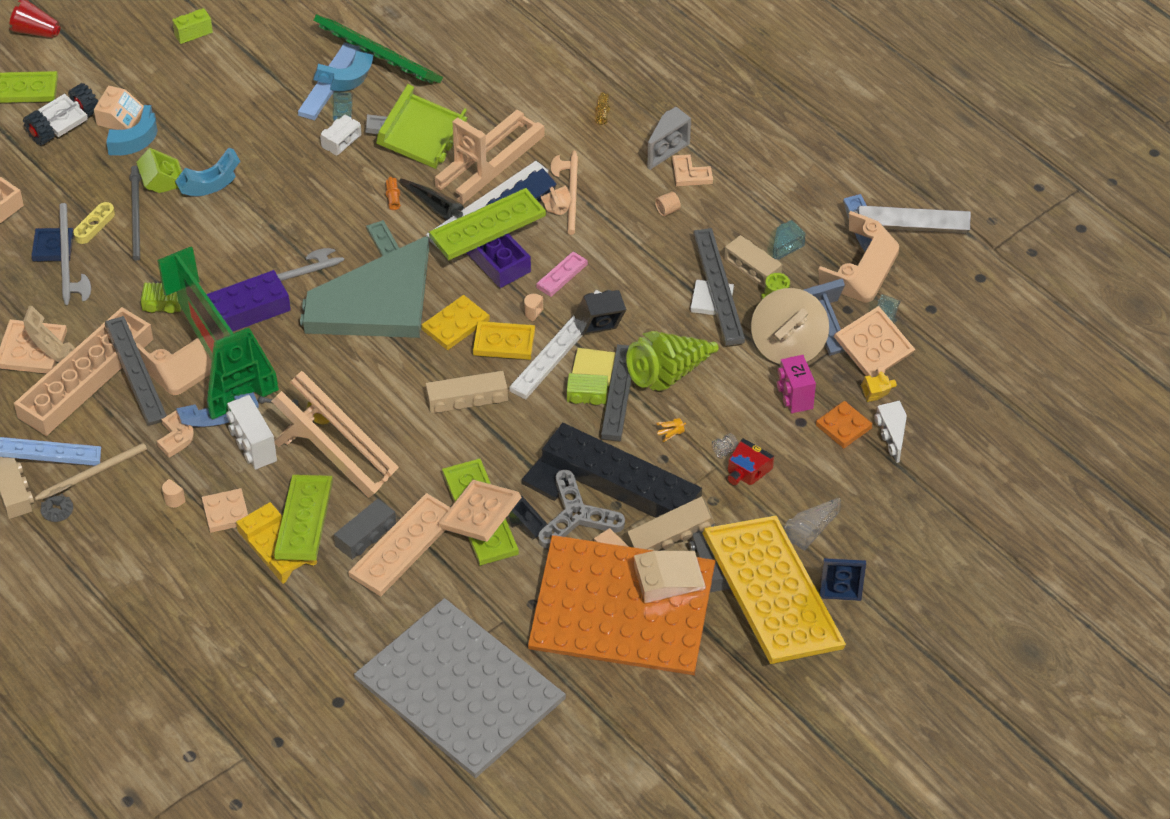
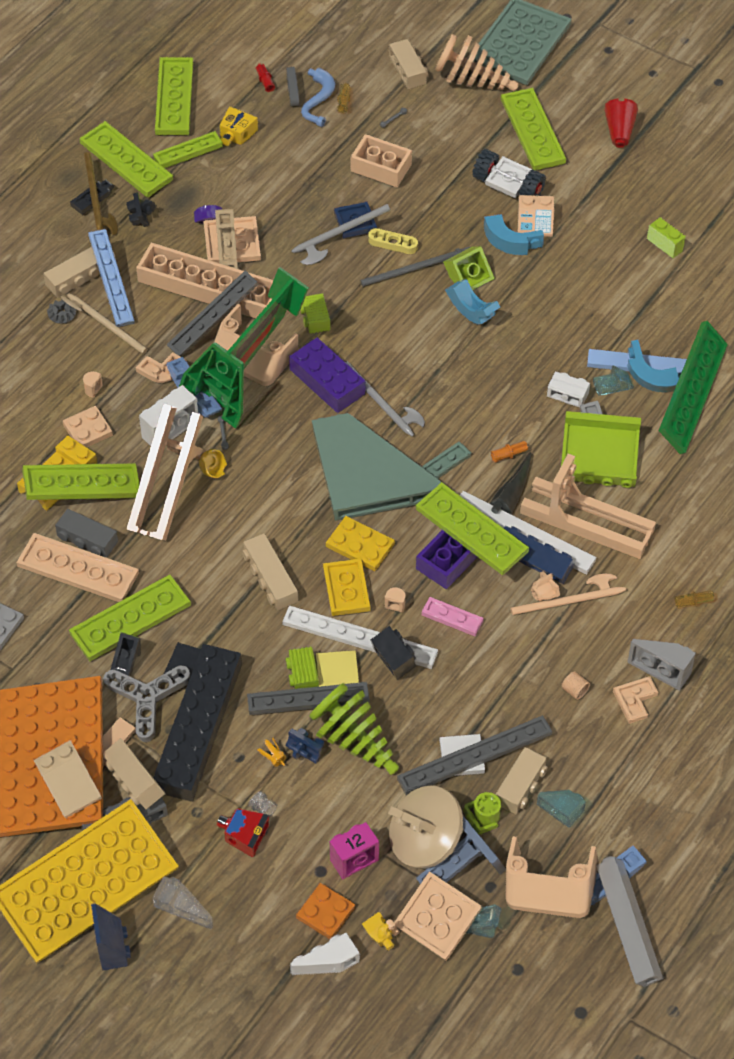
camera: 75 degrees right, 5 degrees up
(480, 510) = (113, 610): light nougat plate -> none
(672, 403) = (303, 746): none -> dark blue hips

